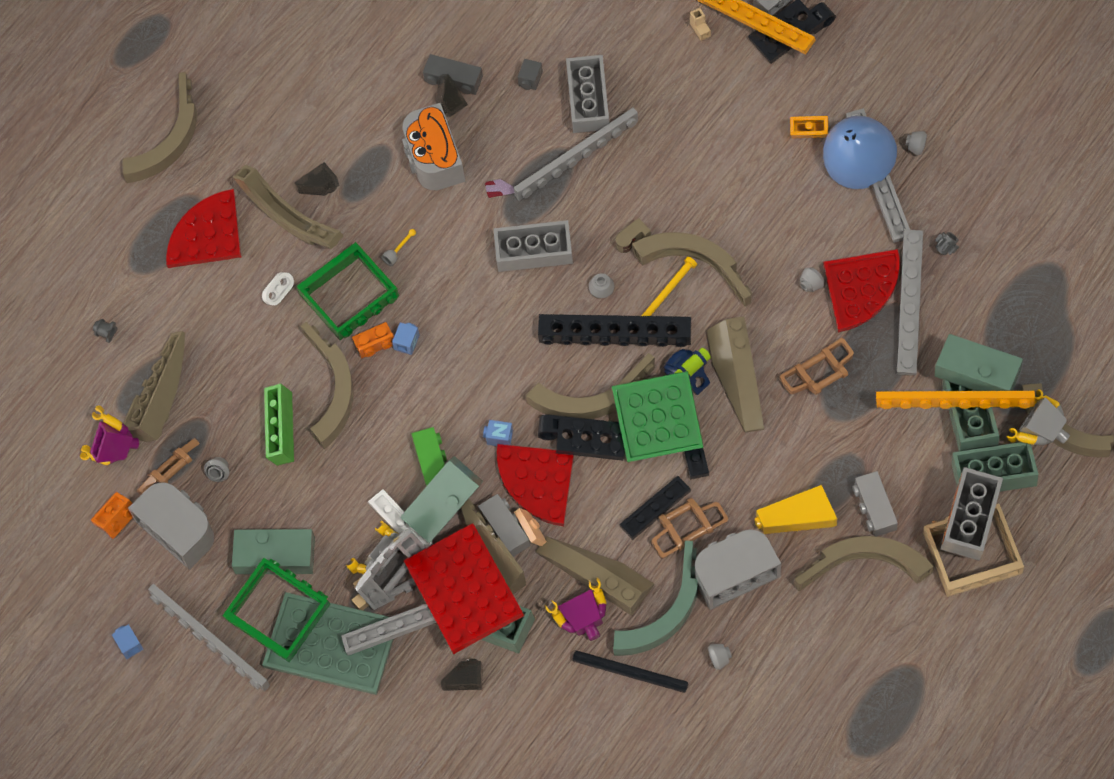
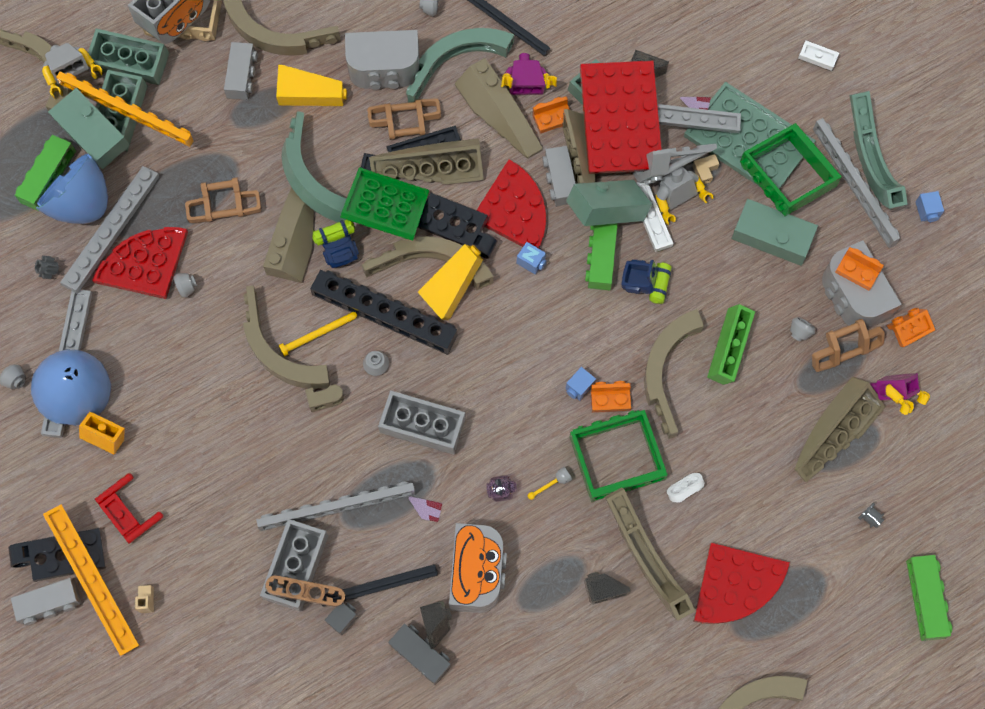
camera: 165 degrees left, 5 degrees up
(37, 282) = (928, 598): none -> bright green brick
(178, 521) = (859, 268): none -> orange bracket
(193, 659) = (879, 178): none -> sand green arch
(288, 766) = (818, 55): none -> white plate
(380, 455) = (647, 279): none -> dark blue piece
(397, 659) = (697, 102): none -> clear purple sticker
(440, 223) = (501, 488): none -> clear purple head
(511, 112) = (385, 583): none -> black axle
(530, 527) = (539, 163): light nougat plate -> none
(538, 588) = (550, 114): none -> orange bracket
(564, 371) = (451, 281): none -> yellow slope
(566, 73) = (305, 588): none -> medium nougat beam
(621, 496) = (437, 162): none -> dark tan wedge
(720, 400) = (302, 182): none -> sand green arch
(757, 77) = (120, 514): none -> red plate
(959, 305) = (78, 195): none -> medium blue piece
(1005, 321) = (45, 170): none -> bright green brick

